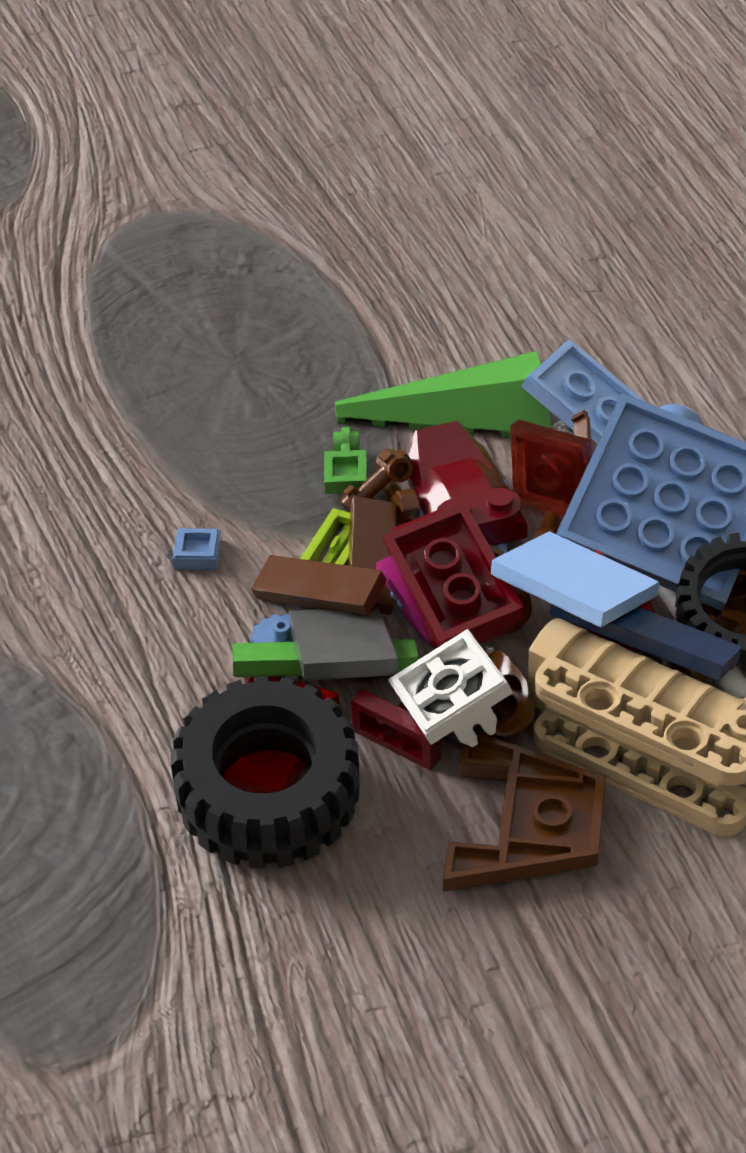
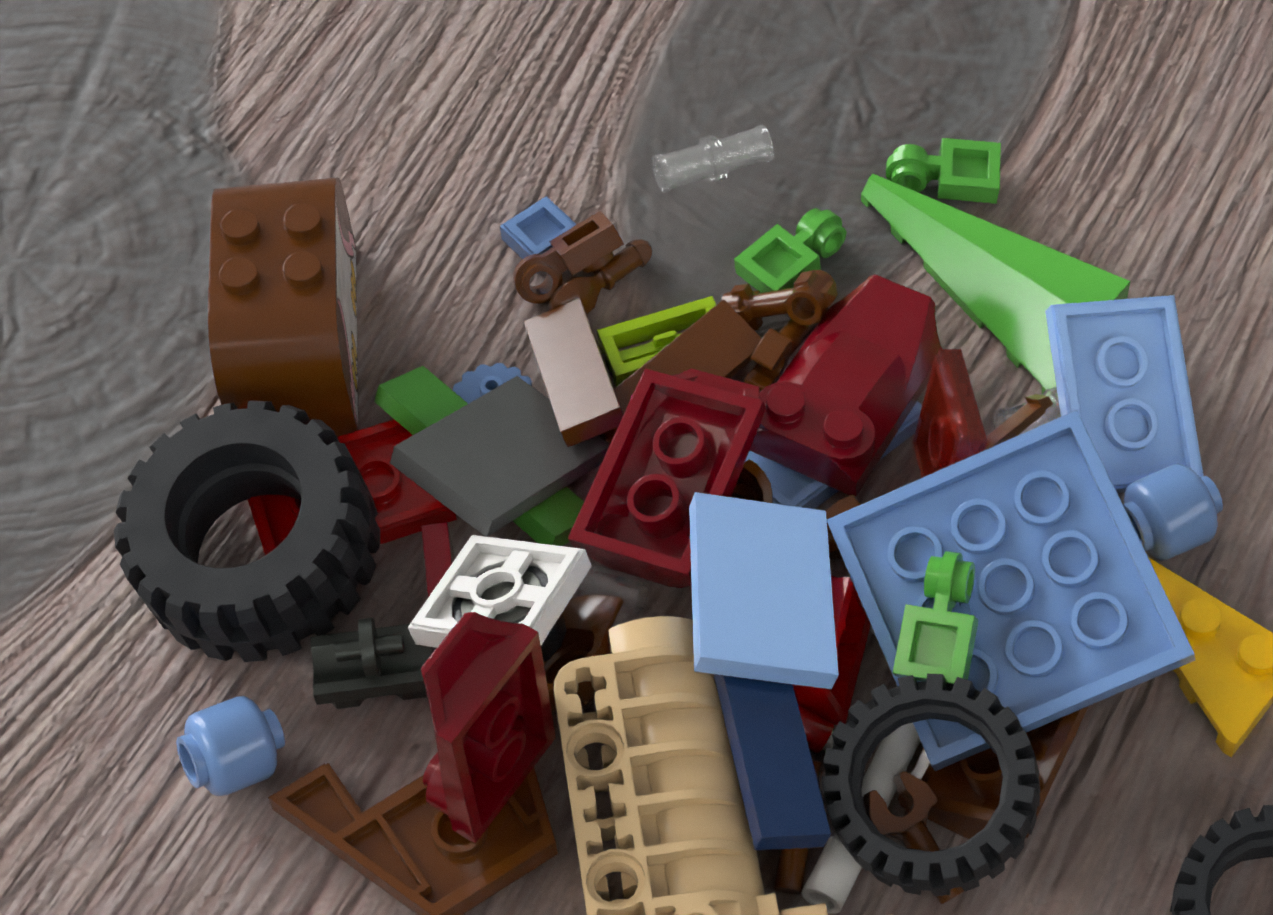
camera: 50 degrees right, 10 degrees up
(125, 660) = (285, 299): none -> reddish brown brick
(238, 530) = (579, 248): none -> reddish brown plate
(242, 451) = (712, 158): none -> clear pin
(260, 541) = (587, 288): none -> reddish brown piece
(376, 368) = (963, 169): none -> bright green plate
(391, 874) = (230, 746): none -> medium blue head
(407, 782) = (367, 665): none -> pearl dark grey hips
(541, 733) = (486, 717): none -> dark red slope
(673, 537) = (937, 637): none -> bright green plate

